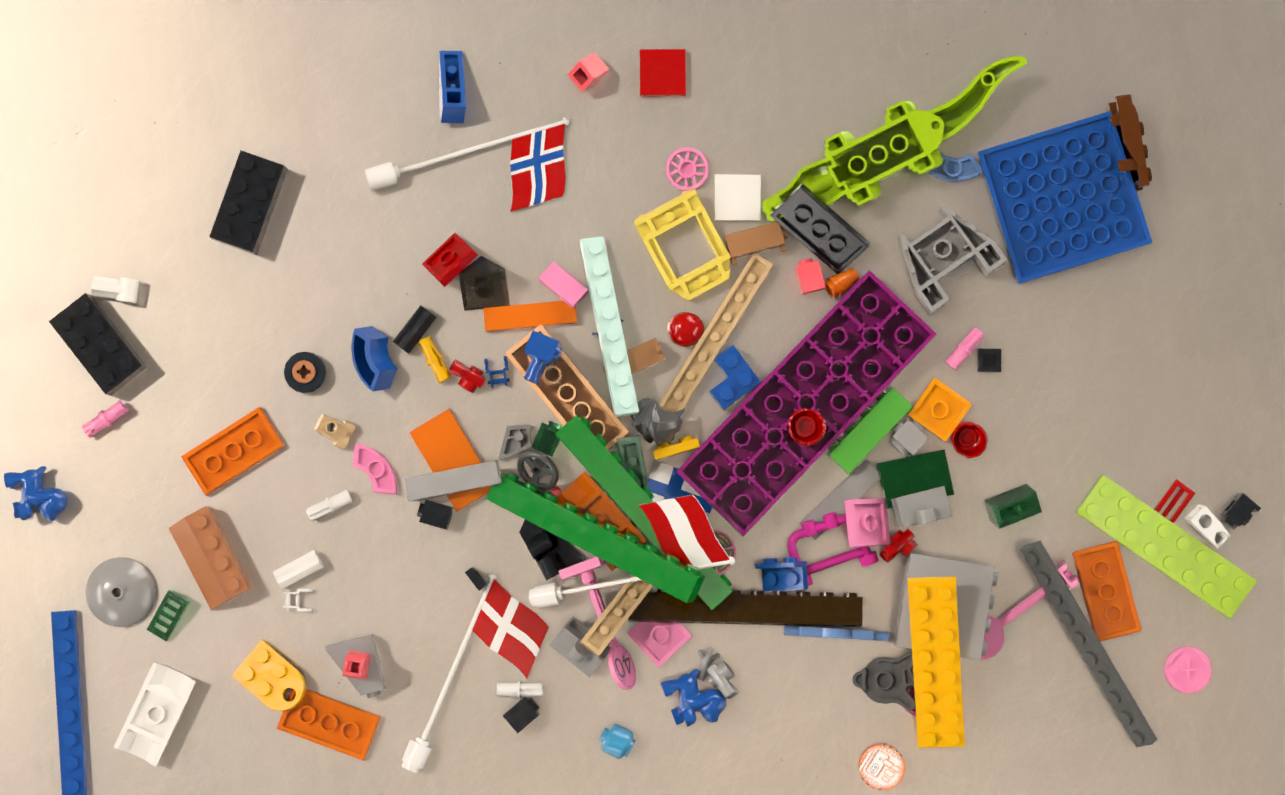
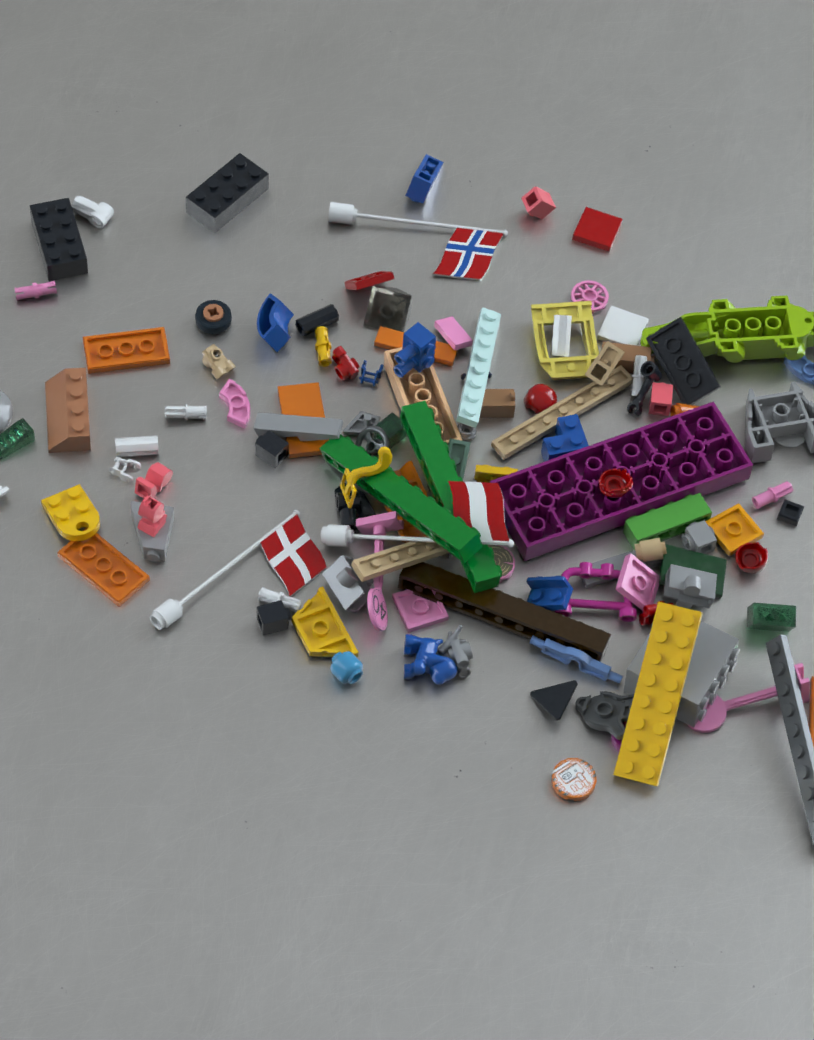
camera: 15 degrees right, 30 degrees down
(335, 604) = (156, 478): none -> coral leg
(476, 578) = (282, 505): black tile -> none
(537, 536) = (385, 459): none -> yellow piece
(574, 704) = (322, 627): none -> yellow wing
(655, 422) = (489, 444): dark grey hair -> none
(679, 245) = (561, 336): none -> white axle
(738, 271) = (604, 363): none -> tan brick
(779, 262) = (638, 378): none -> white axle
(789, 260) = (651, 374): none -> black brick
(832, 688) = (555, 698): none -> black piece
(866, 479) = (650, 549): none -> tan brick

